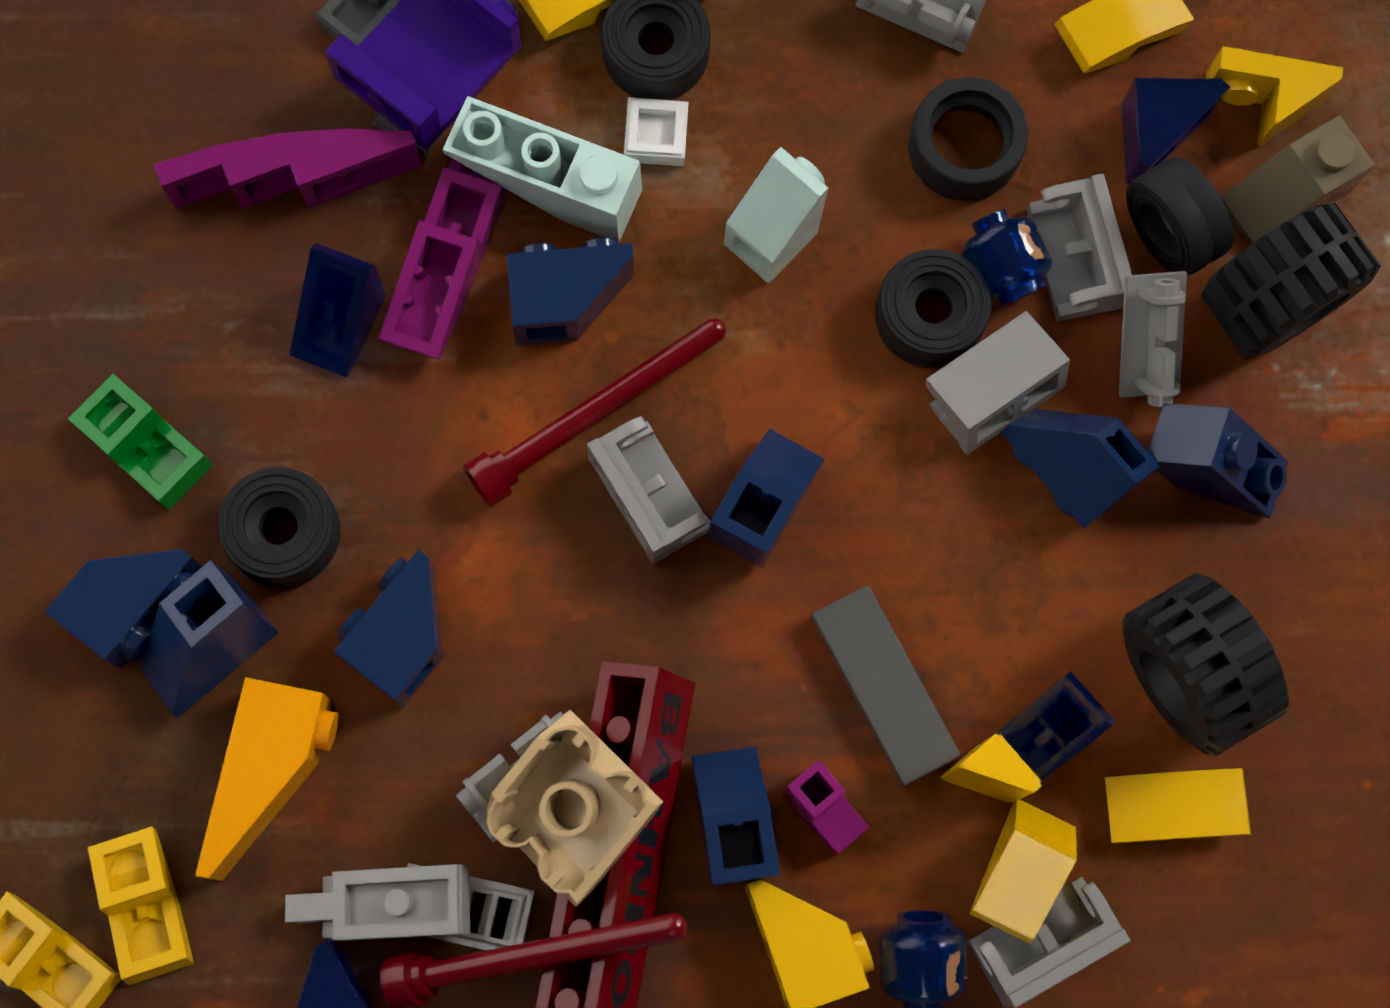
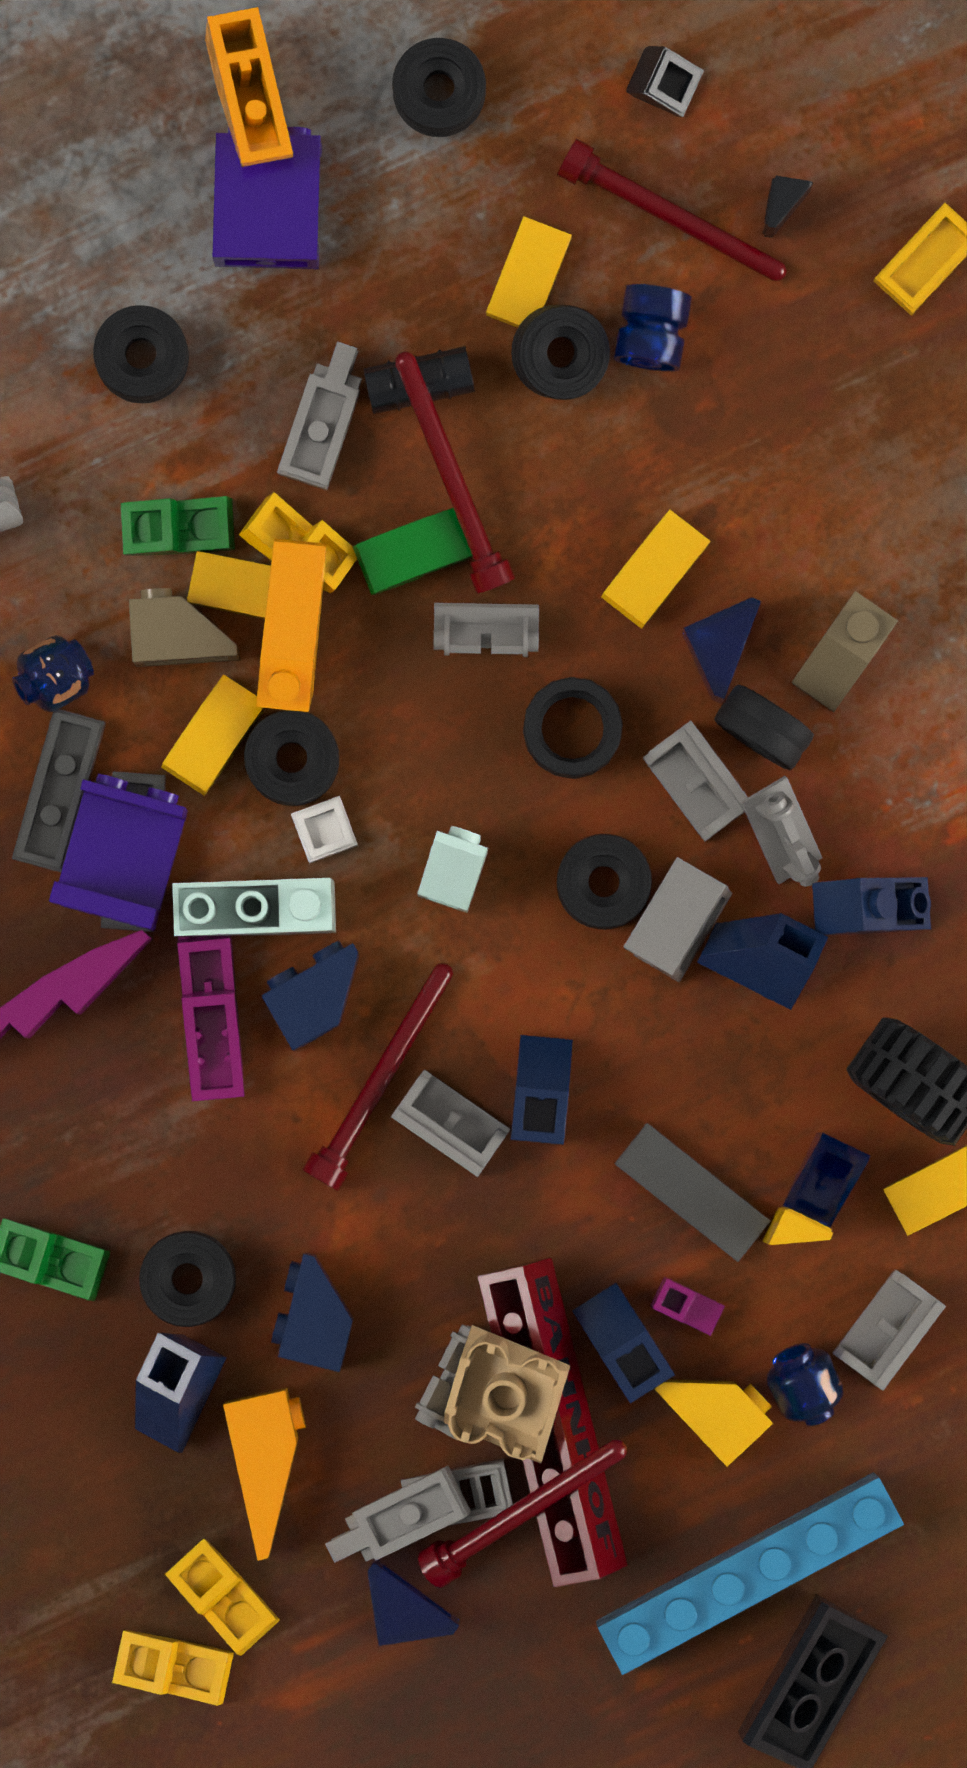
camera: 20 degrees left, 10 degrees up
(116, 601) = (98, 1388): dark blue slope -> none
(335, 310) = (148, 1097): clear blue slope -> none
(1008, 255) = (644, 815): clear blue head -> none
(1026, 871) = (852, 1285): yellow slope -> none
(1281, 84) = (807, 571): yellow slope -> none
(1290, 279) = (868, 749): black tyre -> none

